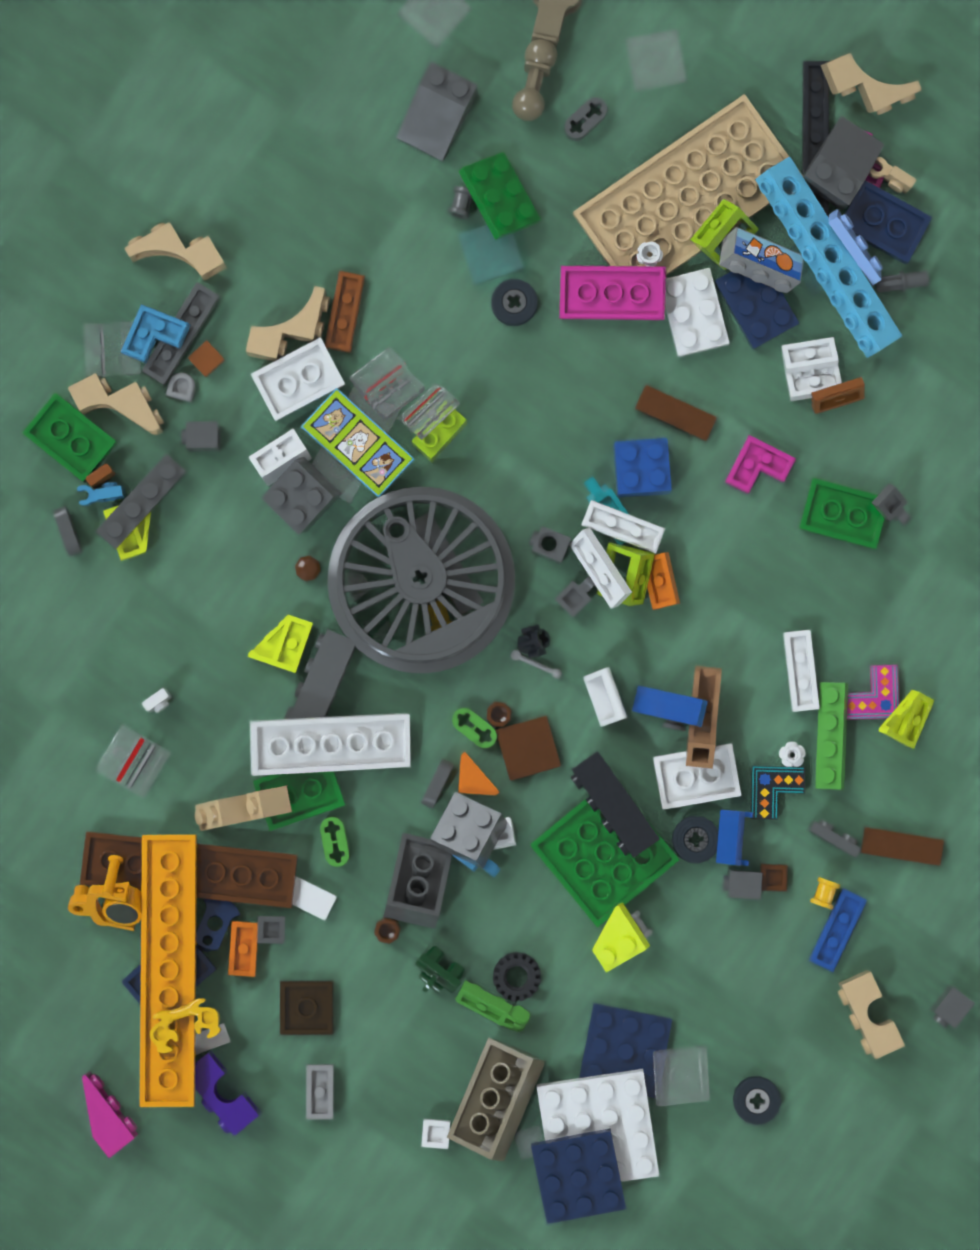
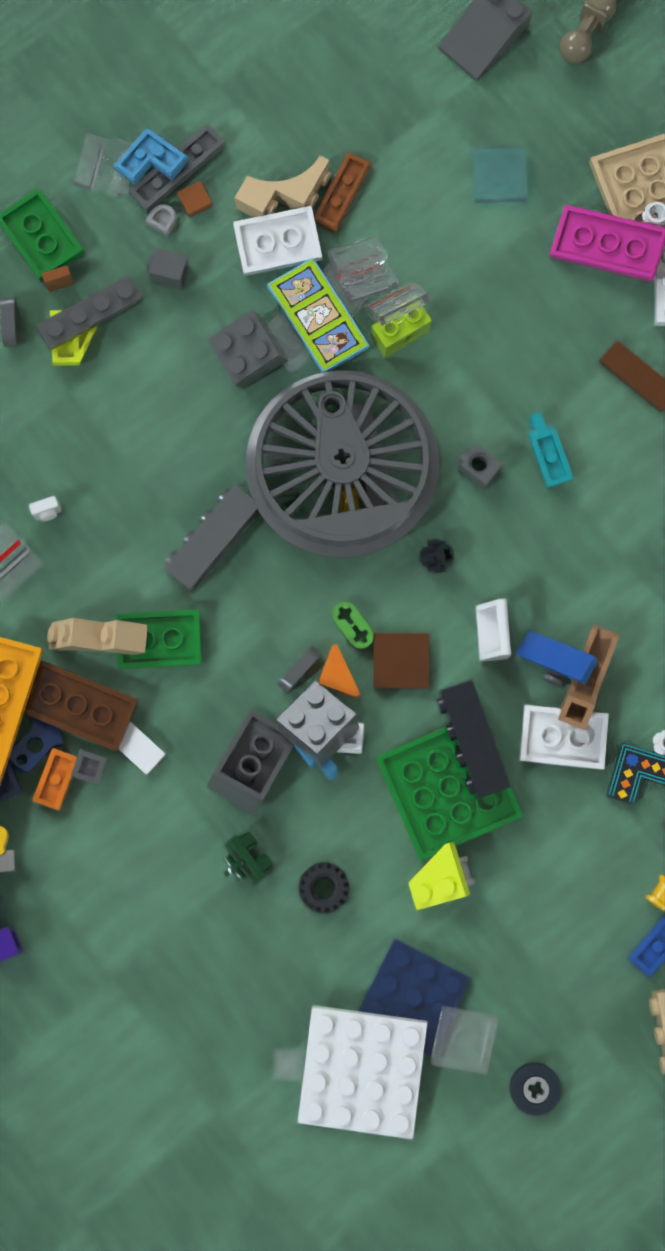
camera: 10 degrees right, 5 degrees down
(107, 493) = (60, 297): dark azure plate -> none
(130, 401) = (107, 215): tan arch -> none
(165, 242) = (188, 80): tan arch -> none
(278, 456) = (234, 304): white hinge -> none
(284, 644) = (188, 490): neon yellow wing -> none
(307, 1007) = (101, 858): dark brown tile -> none
(308, 568) = (233, 424): reddish brown tile -> none
(319, 1091) = (88, 948): light grey plate -> none
(328, 842) = (187, 699): bright green beam -> none
(329, 744) = (203, 596): white plate -> none
(387, 930) = (206, 802): reddish brown tile -> none
(435, 1133) = (194, 1026): white plate -> none
(461, 203) = (485, 120): dark grey bush -> none
(492, 1007) = (290, 912): bright green hinge -> none
(495, 1099) = (266, 1009): dark tan slope -> none
(499, 195) = (523, 123): green plate -> none
(499, 714) = (381, 618): reddish brown tile -> none
(500, 303) = (507, 240): black bush -> none
(516, 655) = (414, 567): light grey hinge -> none
(575, 597) = (491, 525): dark grey plate -> none
(578, 1176) = (328, 1114): dark blue plate -> none
(581, 114) = (628, 82): dark grey beam -> none
(600, 568) = (524, 501): white plate -> none
(623, 527) = (557, 468): white tile -> none
(638, 571) = (557, 521): lime tile -> none
(642, 467) = (592, 417): blue brick -> none
(662, 583) = (579, 533): orange plate -> none
(685, 830) = (556, 792): black bush -> none
(731, 837) = (582, 808): blue hinge -> none
(742, 884) = (581, 860): dark grey brick -> none
(774, 877) = (614, 862): reddish brown tile -> none

